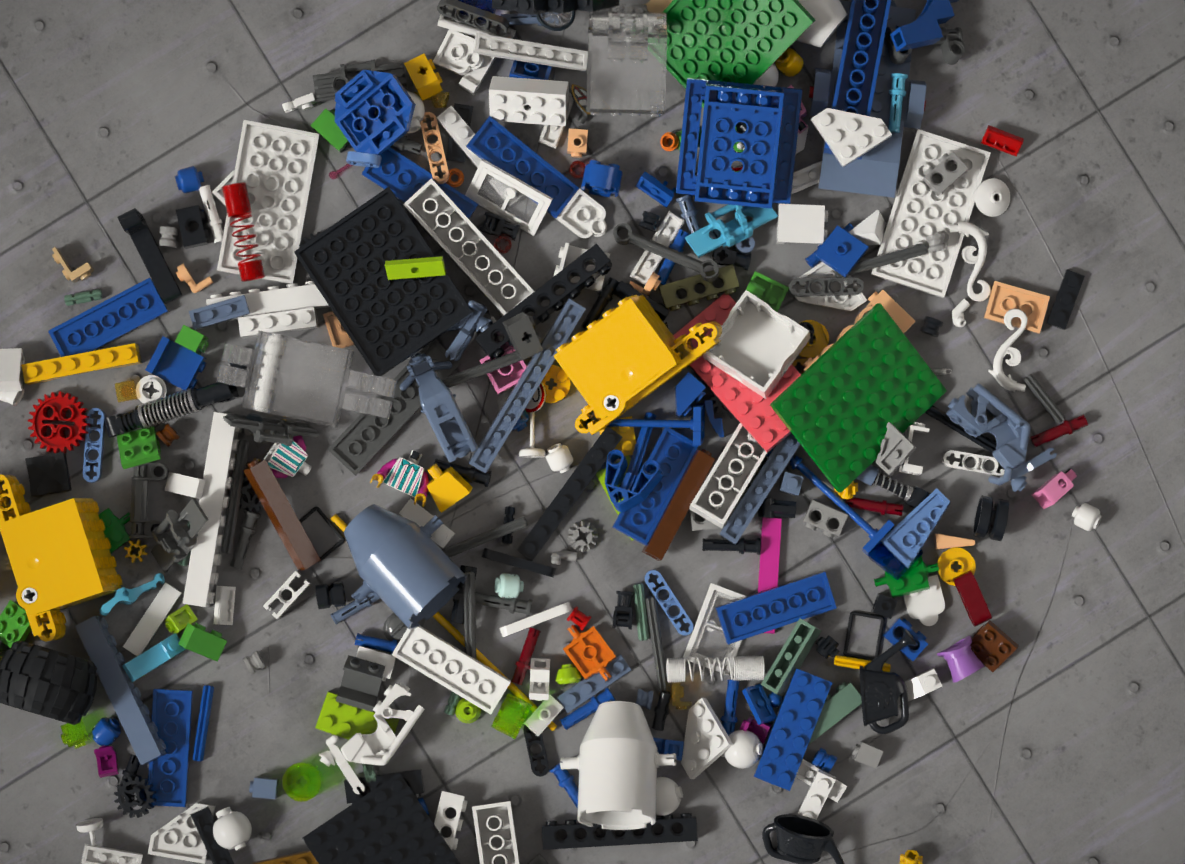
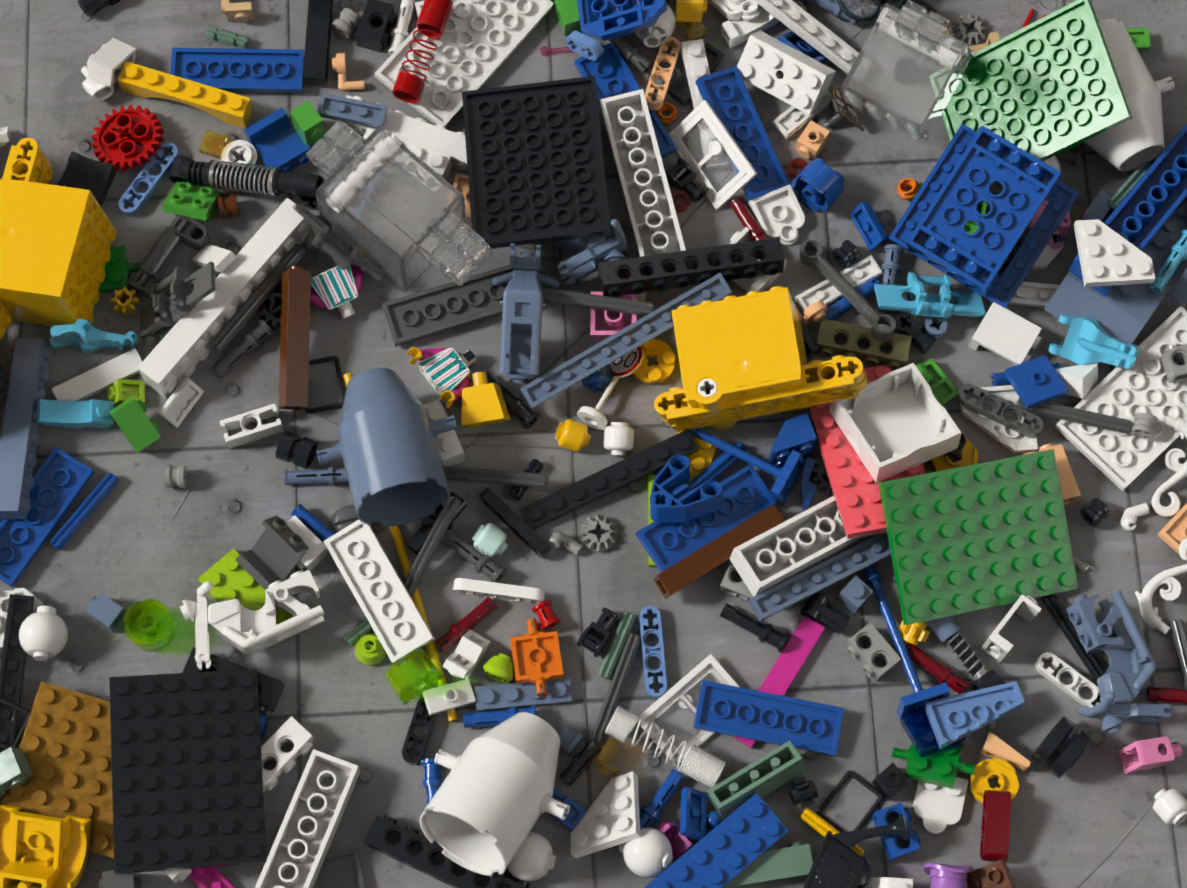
camera: 30 degrees right, 15 degrees down
(369, 772) = (225, 652): sand green axle -> none
(415, 268) = (565, 155): lime tile -> none
(515, 328) = (642, 291): dark grey brick -> none
(524, 474) = (572, 435): none -> yellow head
(565, 235) = (747, 220): none -> dark red pin
(790, 63) = (1076, 172): yellow head -> none
(835, 56) = (1123, 191): none -> sand green axle
(865, 198) = (1090, 344): none -> medium azure animal
(894, 450) = (990, 610): light grey wing -> none

